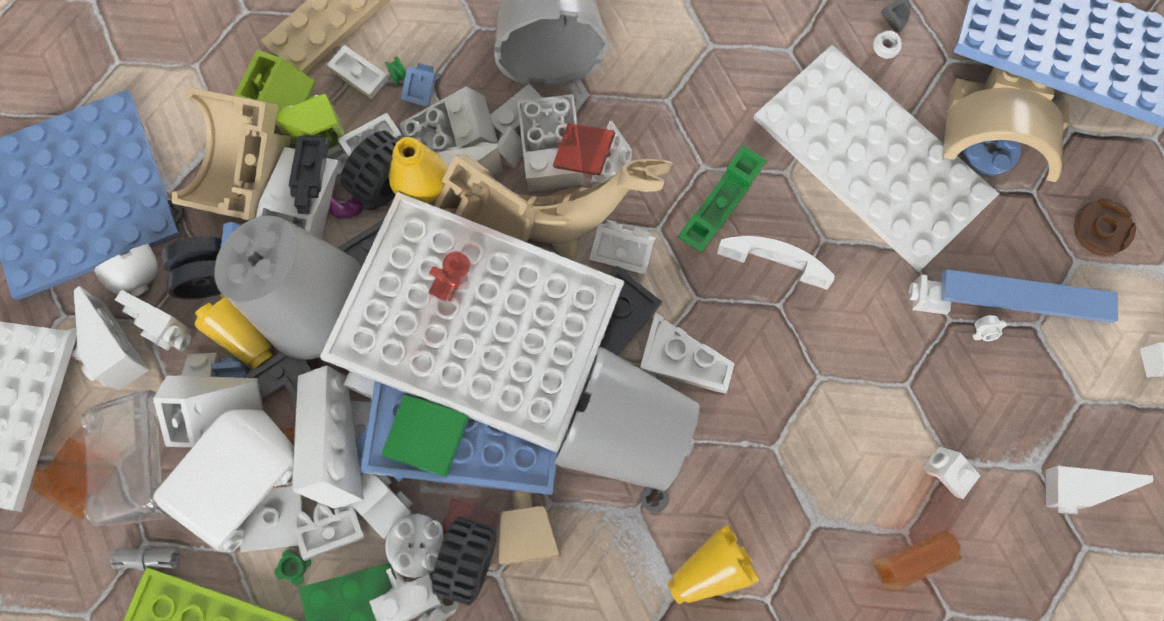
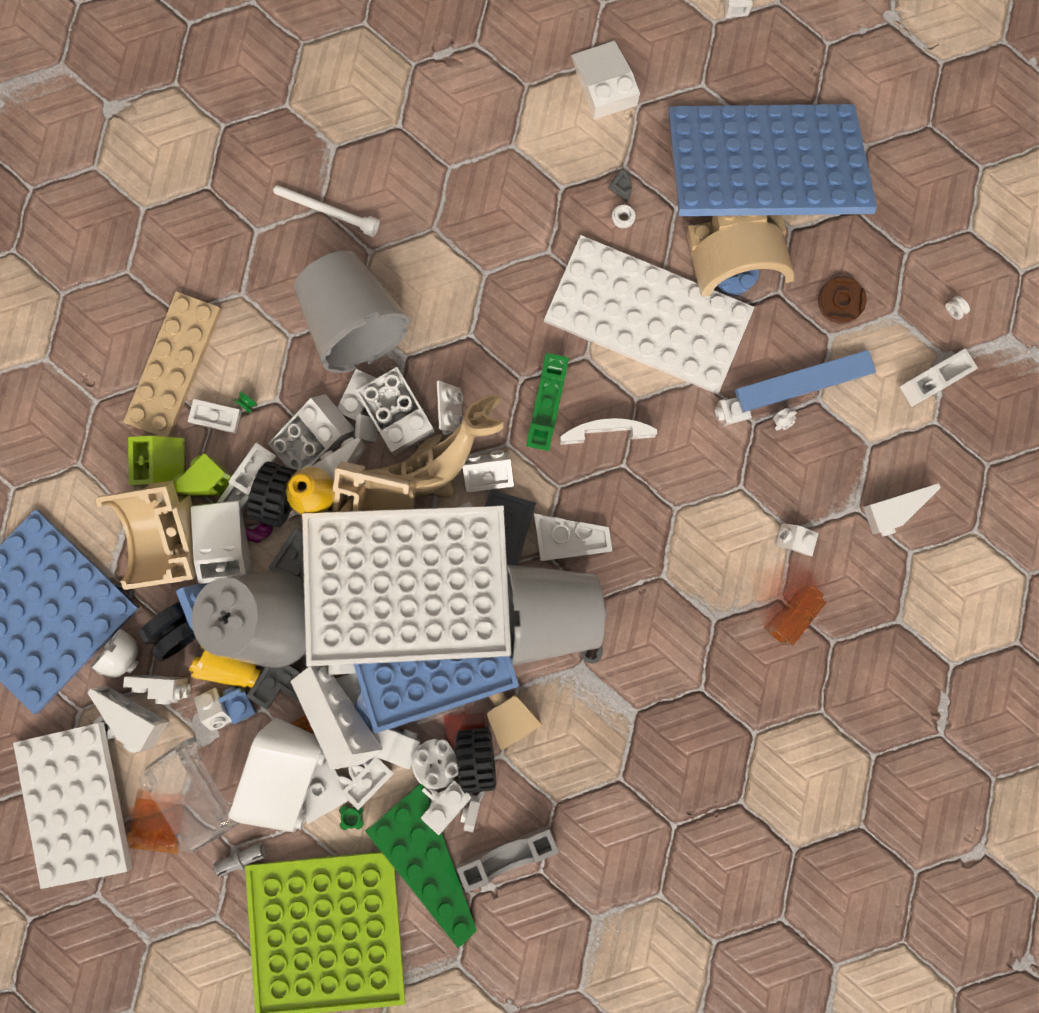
camera: 25 degrees left, 10 degrees up
(194, 403) = (228, 736): white slope -> none
(307, 171) = (220, 521): black hinge -> none
(419, 84) = (269, 405): medium blue bracket -> none
(425, 436) = (410, 688): green slope -> none
(449, 278) = (376, 566): clear red hips -> none
(584, 149) = (427, 412): clear red piece -> none
(714, 569) = (656, 686): yellow cone -> none

